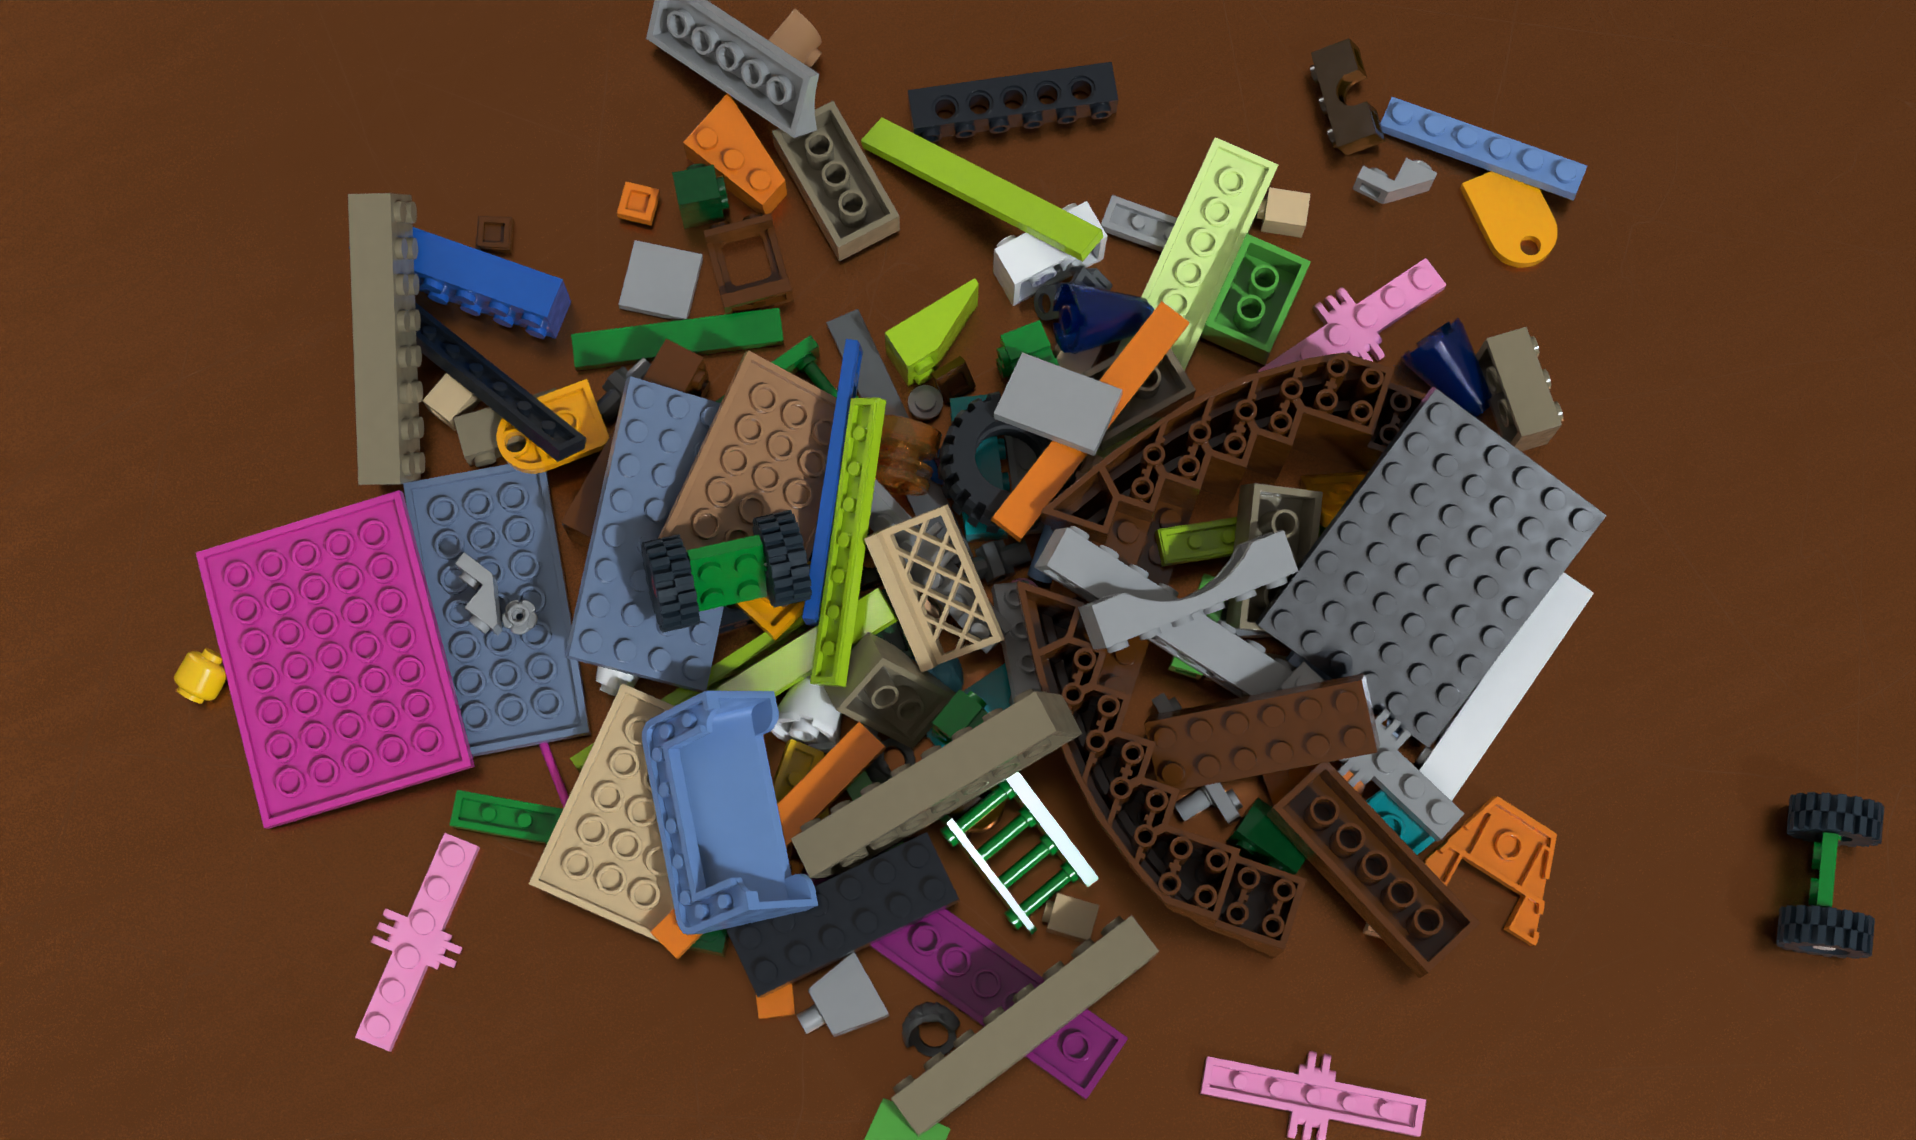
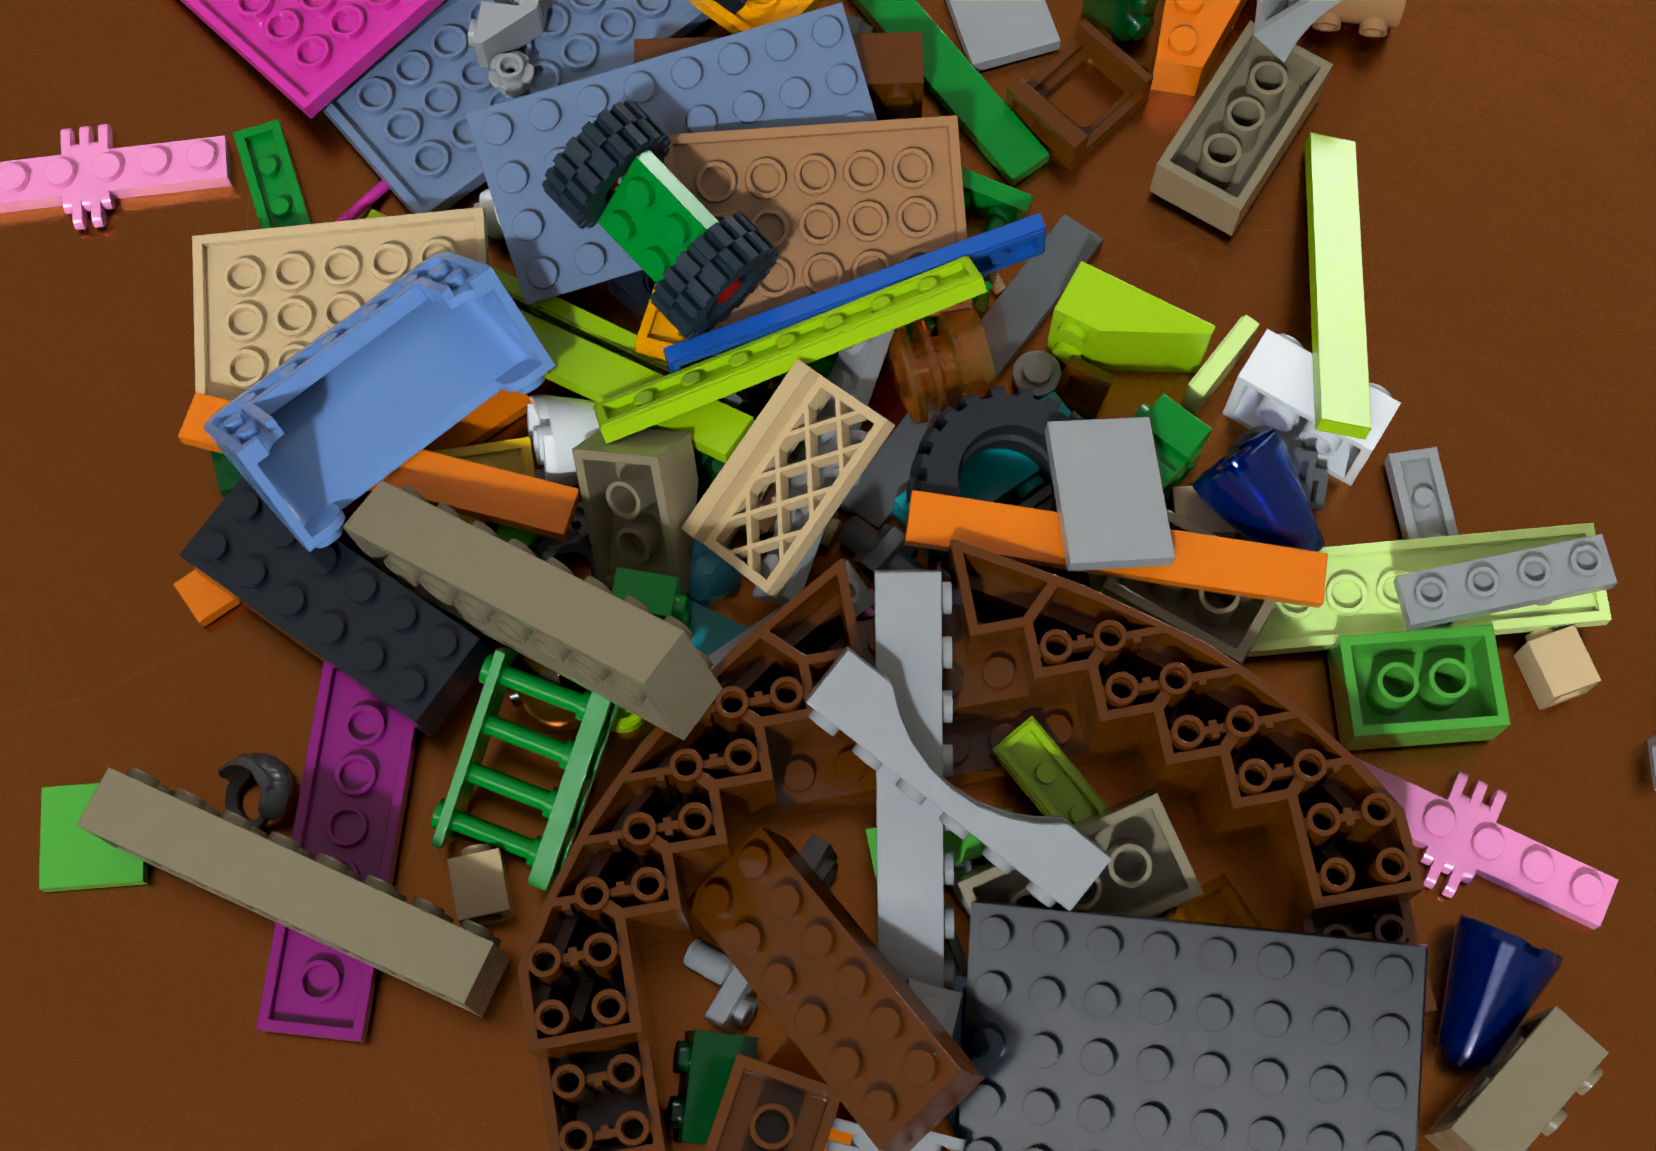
camera: 65 degrees right, 5 degrees down
(843, 1000) = (243, 668): light grey torso -> none
(986, 290) = (1220, 363): none -> yellowish green tile
(1026, 88) = (1474, 248): black brick -> none
(1231, 212) = (1504, 582): none -> light grey plate

